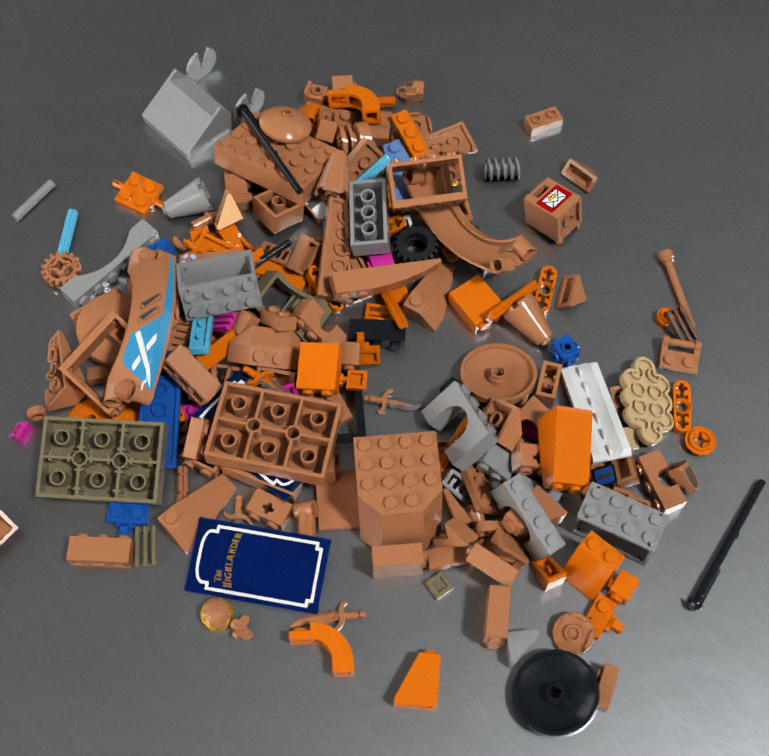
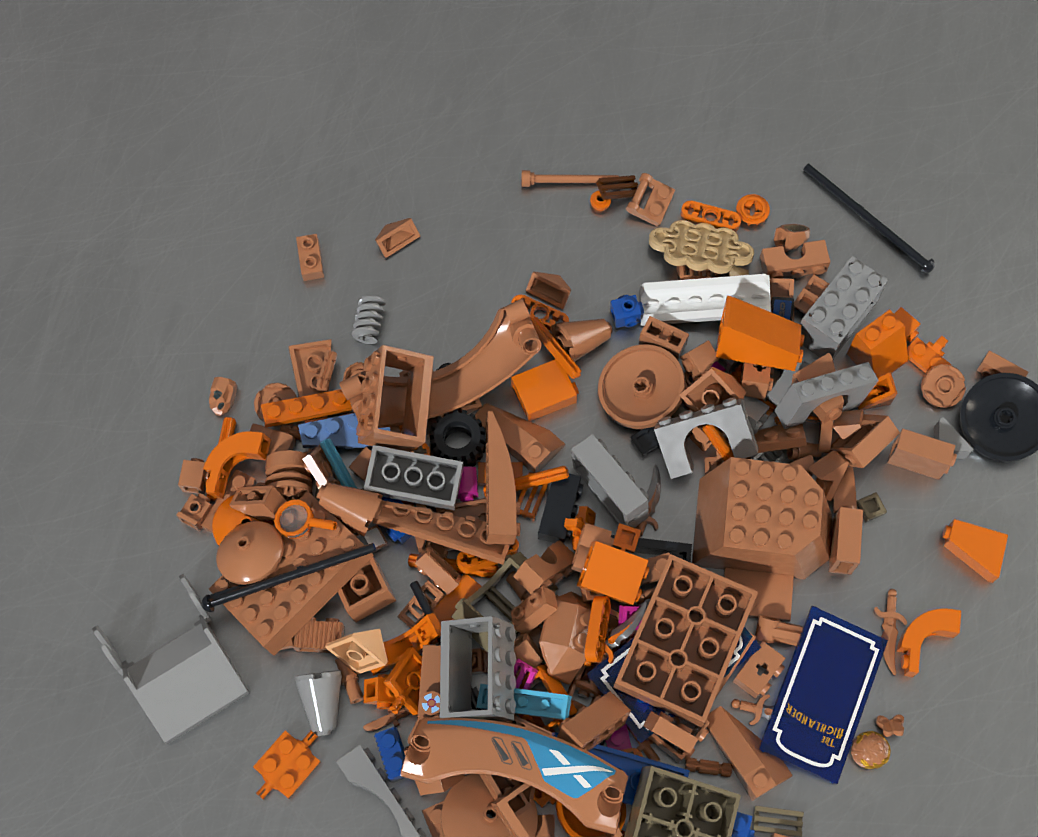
camera: 75 degrees left, 5 degrees up
(256, 361) = (597, 629): none -> orange beam
(316, 145) = (296, 519): none -> piece
(403, 361) = (610, 482): none -> light grey piece
(553, 210) = (451, 273): nougat container -> none

